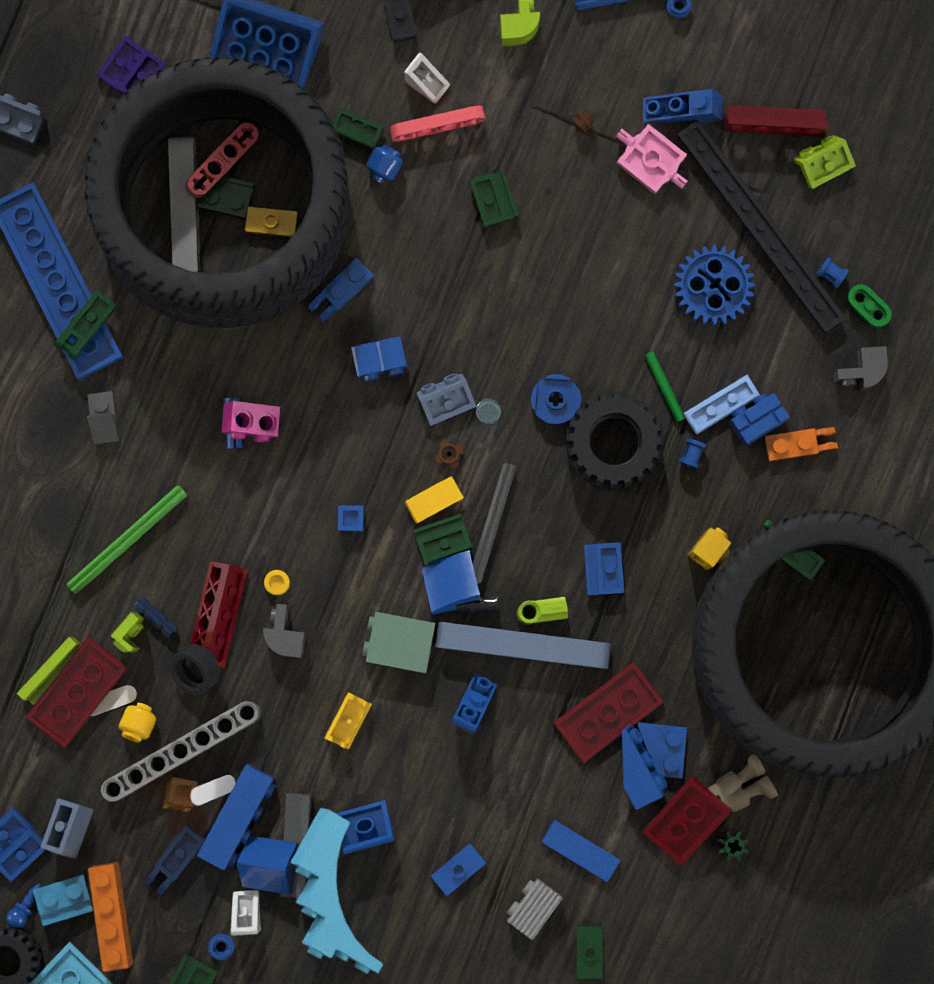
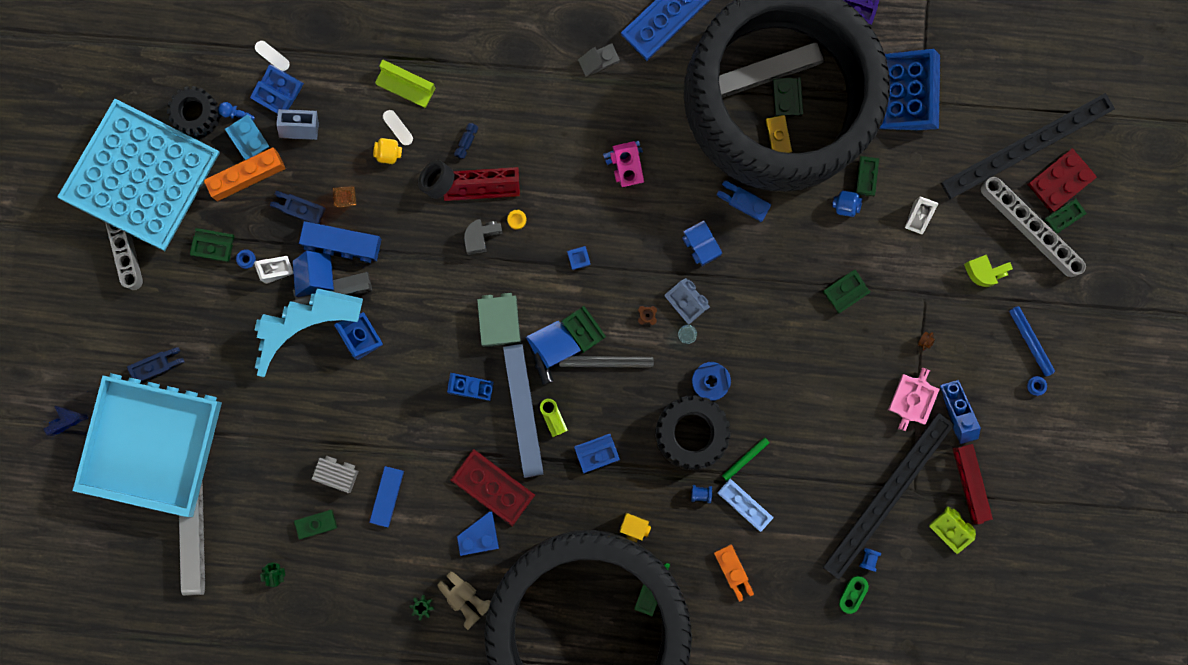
camera: 70 degrees right, 0 degrees up
(76, 692) = (396, 102): dark red tile -> none
(86, 324) = (661, 25): dark green plate -> none
(126, 539) = (516, 103): bright green axle -> none
(128, 628) = (448, 121): lime bracket -> none
(169, 755) = (371, 180): light grey beam -> none
(212, 790) = (354, 218): white sticker -> none
(222, 160) = (812, 86): coral beam -> none
(348, 720) = (431, 300): yellow hinge -> none
(434, 500) = (610, 314): yellow slope -> none
(437, 123) = (890, 233): coral beam -> none
(458, 869) = (348, 411): blue plate -> none
(639, 774) = (452, 524): blue slope -> none
(686, 820) = (430, 567): dark red plate -> none
(698, 300) = (817, 464): blue gear -> none
(759, 419) = (742, 536): blue brick -> none
(870, 370) = (806, 610): dark grey brick -> none

